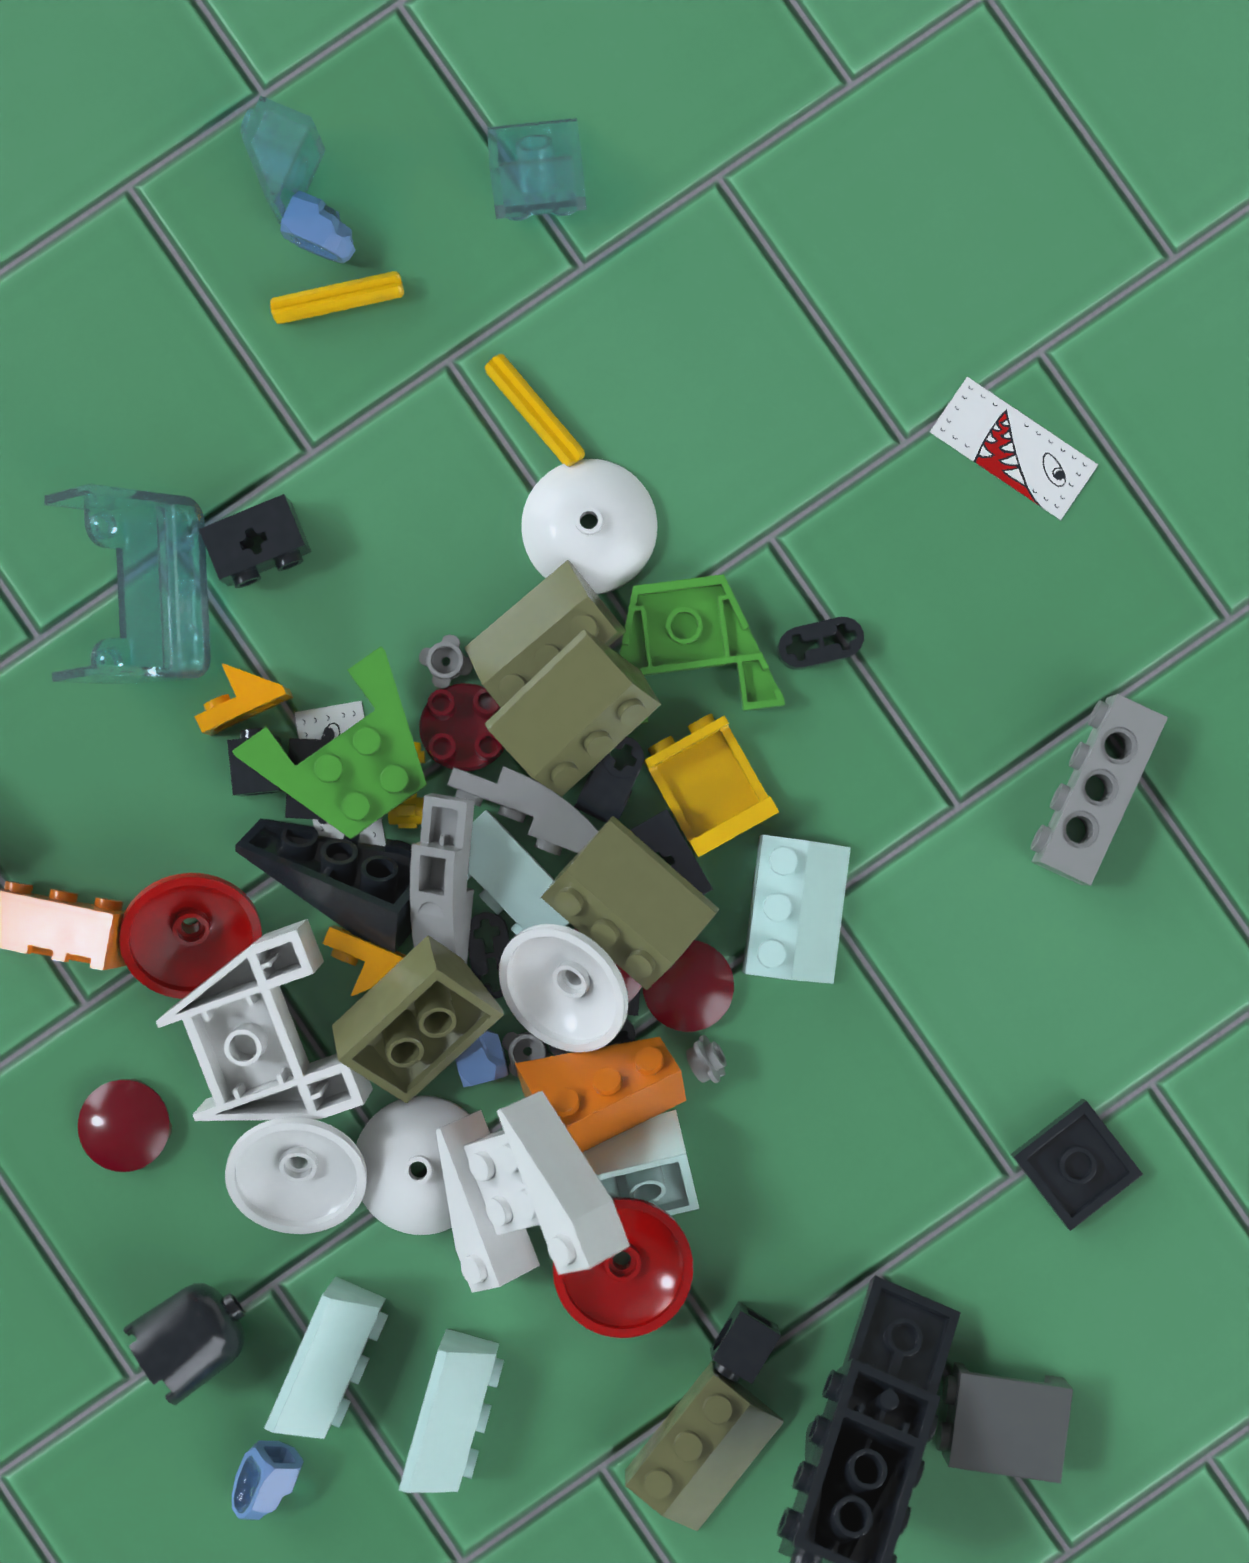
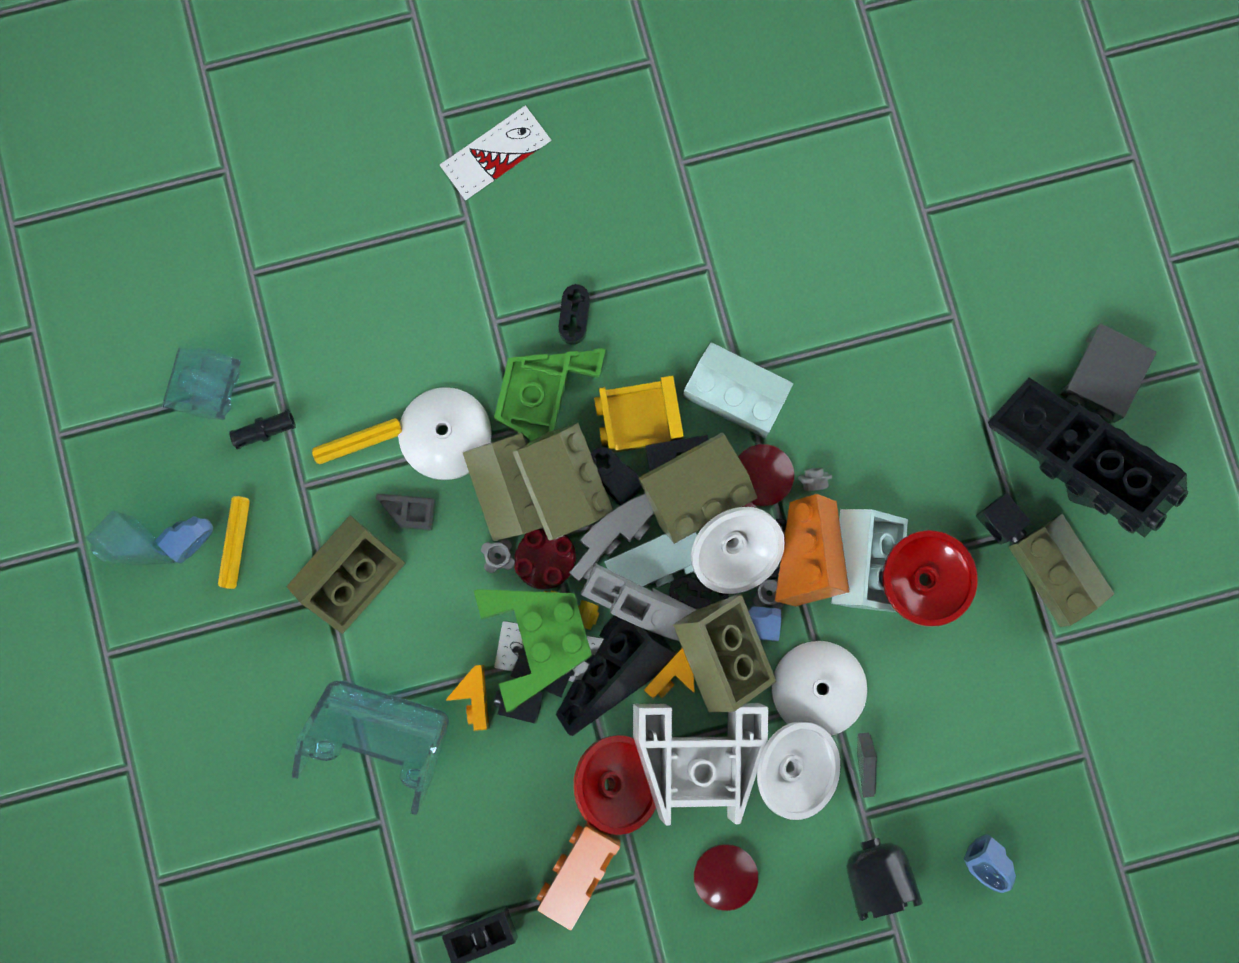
camera: 70 degrees left, 5 degrees down
(232, 537) = (365, 667): black brick -> none
(328, 1361) = (927, 793): light aqua slope -> none
(340, 1265) = (867, 764): none -> dark grey tile
(345, 464) = (345, 575): none -> olive slope
(452, 1414) = (987, 723): light aqua slope -> none
(464, 518) = (409, 511): none -> dark grey tile
(503, 276) = (262, 429): none -> black pin
(520, 1181) = (852, 621): white wedge -> none
(1076, 1164) = (959, 274): black tile -> none
(1139, 732) = (704, 139): light grey brick -> none

